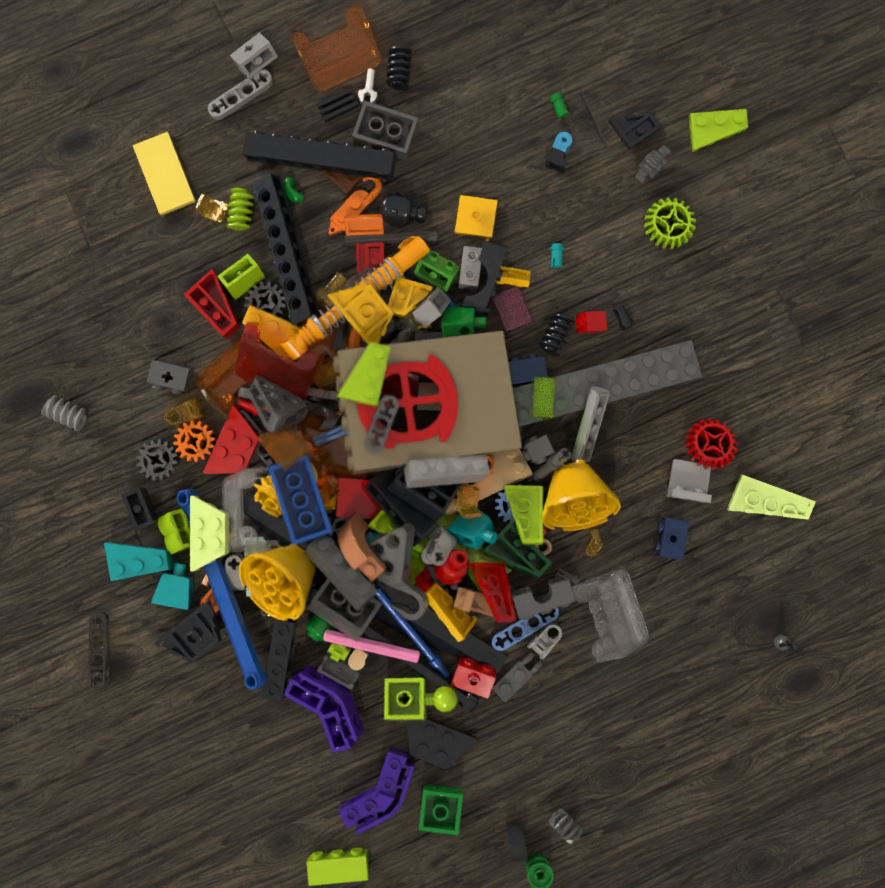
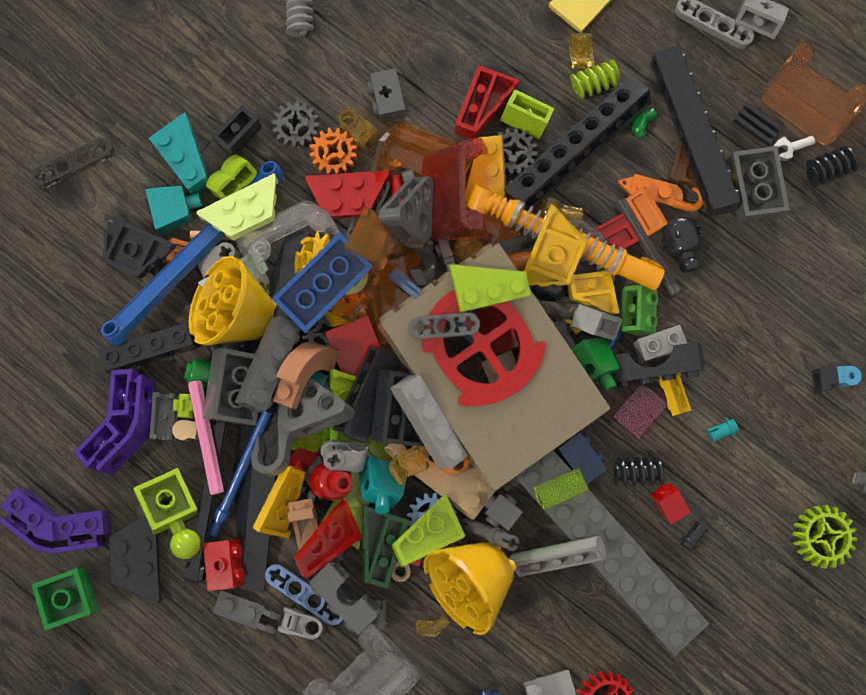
camera: 60 degrees right, 5 degrees down
(475, 216) = (718, 323): yellow plate -> none

